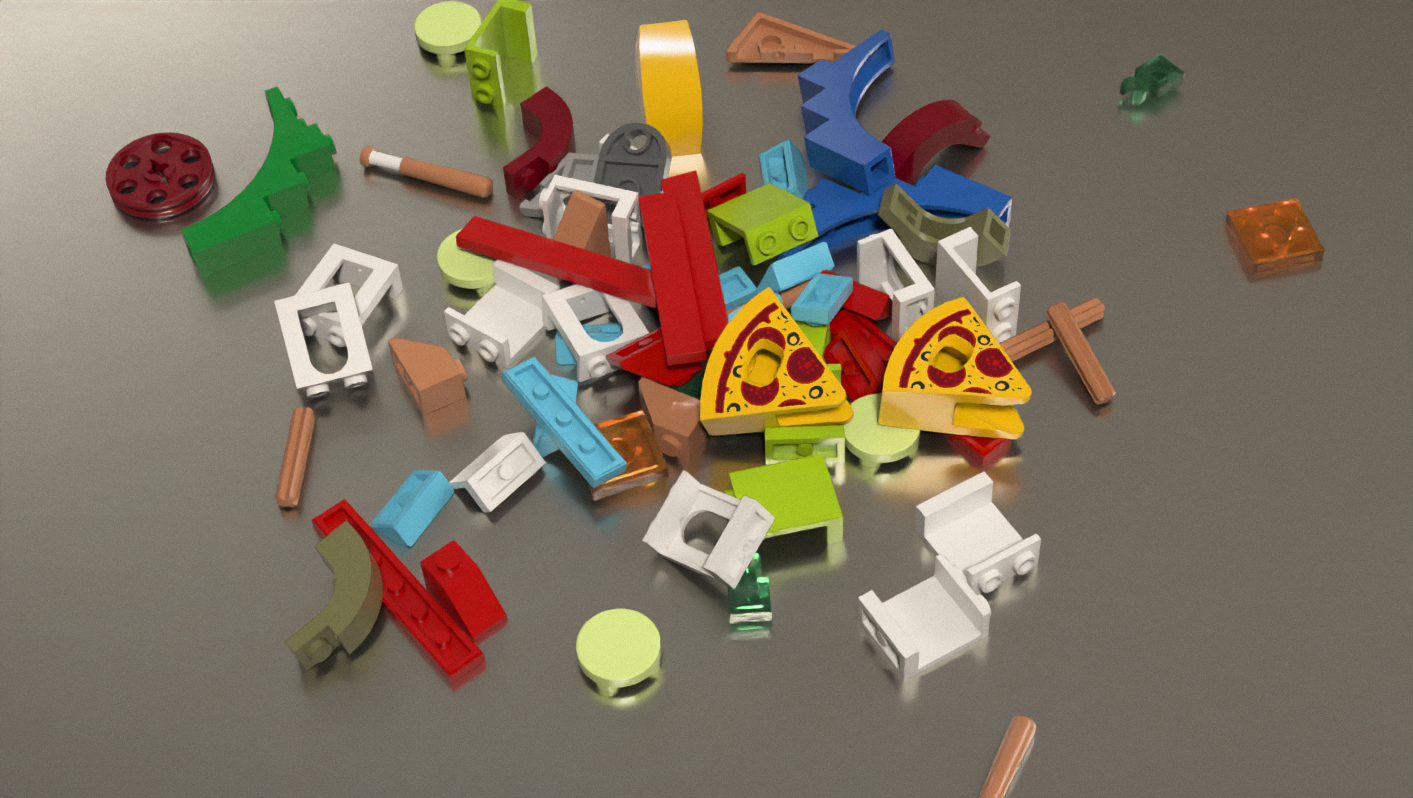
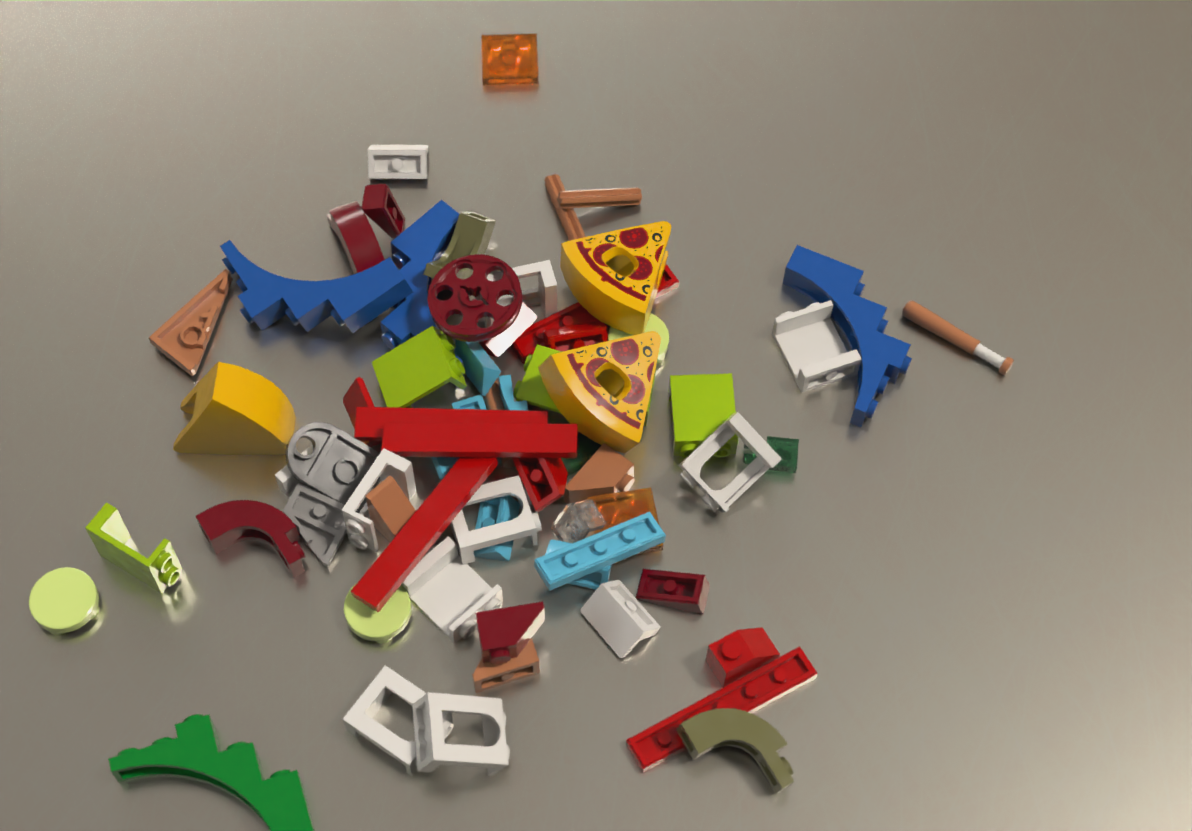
camera: 85 degrees left, 10 degrees up
(295, 457) = (569, 779): nougat axle -> none
(413, 507) = (639, 689): medium azure slope -> none
(438, 346) = (508, 630): none -> dark red slope
(440, 175) = (254, 638): nougat piece -> none
(541, 521) = (674, 590): none -> dark red slope
(607, 404) = (577, 521): none -> clear bracket
(618, 648) = (810, 549): yellowish green tile -> none
(784, 168) = (346, 358): medium azure slope -> none
(822, 299) = (525, 343): medium azure plate -> none
(862, 224) = (475, 309): none -> dark red wedge
(957, 279) = (532, 247): white panel -> none
(971, 667) = (858, 319): none -> blue arch
(975, 147) = (383, 209): none -> dark red slope
(975, 534) = (751, 302): white panel -> none
(1068, 159) = (397, 161): none -> white panel
(1152, 77) = (328, 85): clear green plate -> none

